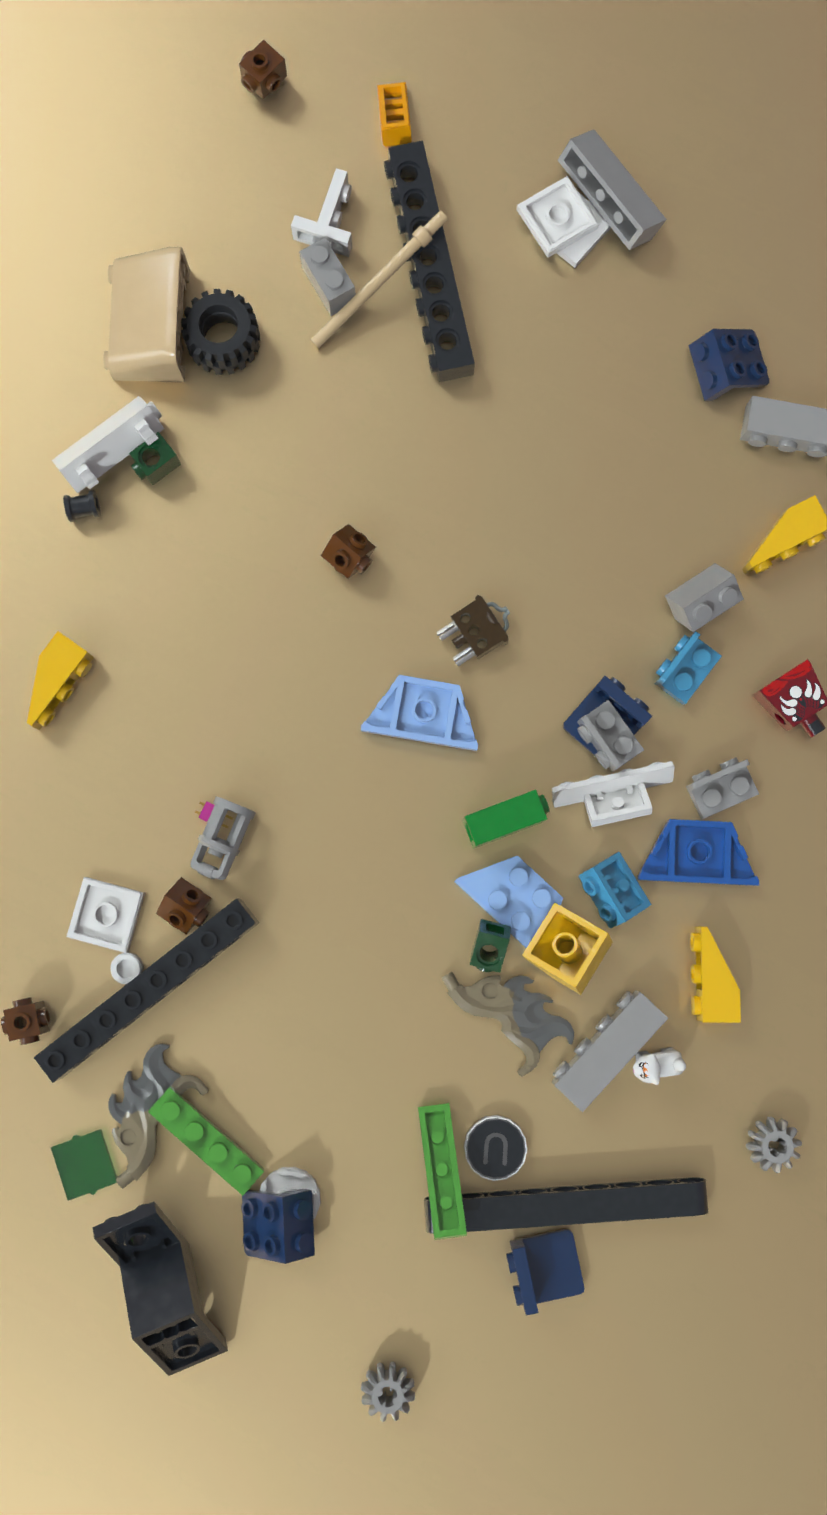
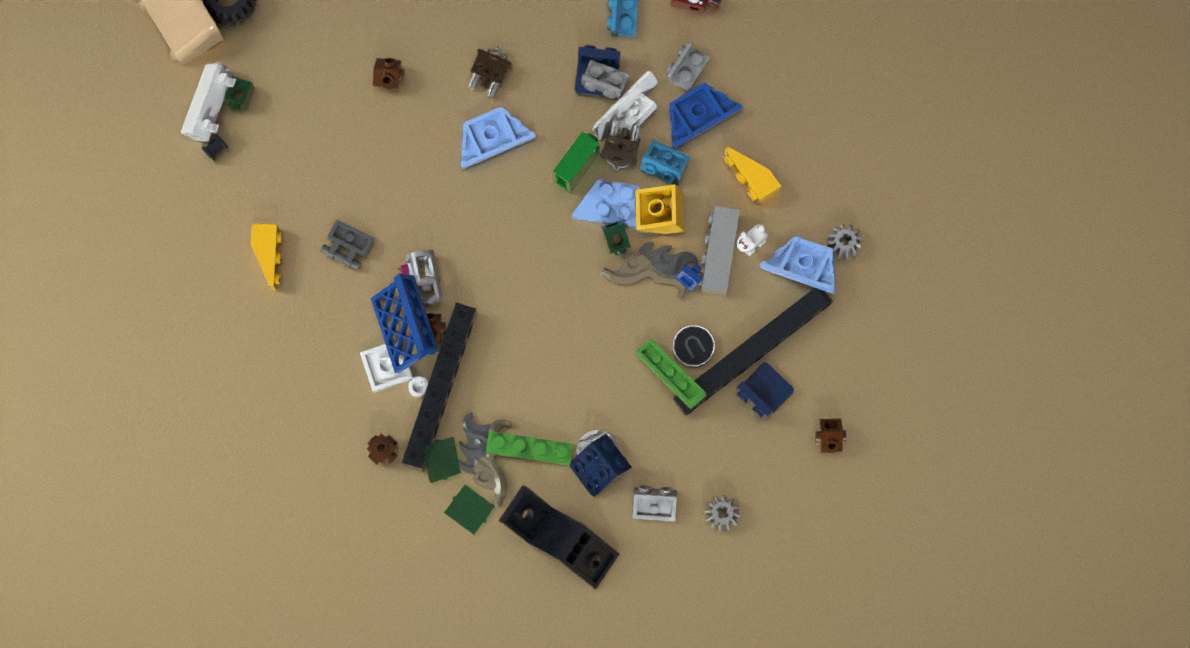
camera: 30 degrees left, 5 degrees down
(87, 1084) = (441, 459): none -> clear green piece
(167, 728) = (349, 238): none -> dark grey plate
(168, 885) = (414, 316): none -> blue fence
(313, 1318) = (654, 503): none -> light grey bracket
(548, 1059) = (689, 276): none -> blue tile
(567, 842) = (618, 153): none -> dark brown piece
(590, 1388) = (831, 435): none -> reddish brown brick
(705, 1141) = (804, 263): none -> light blue wing

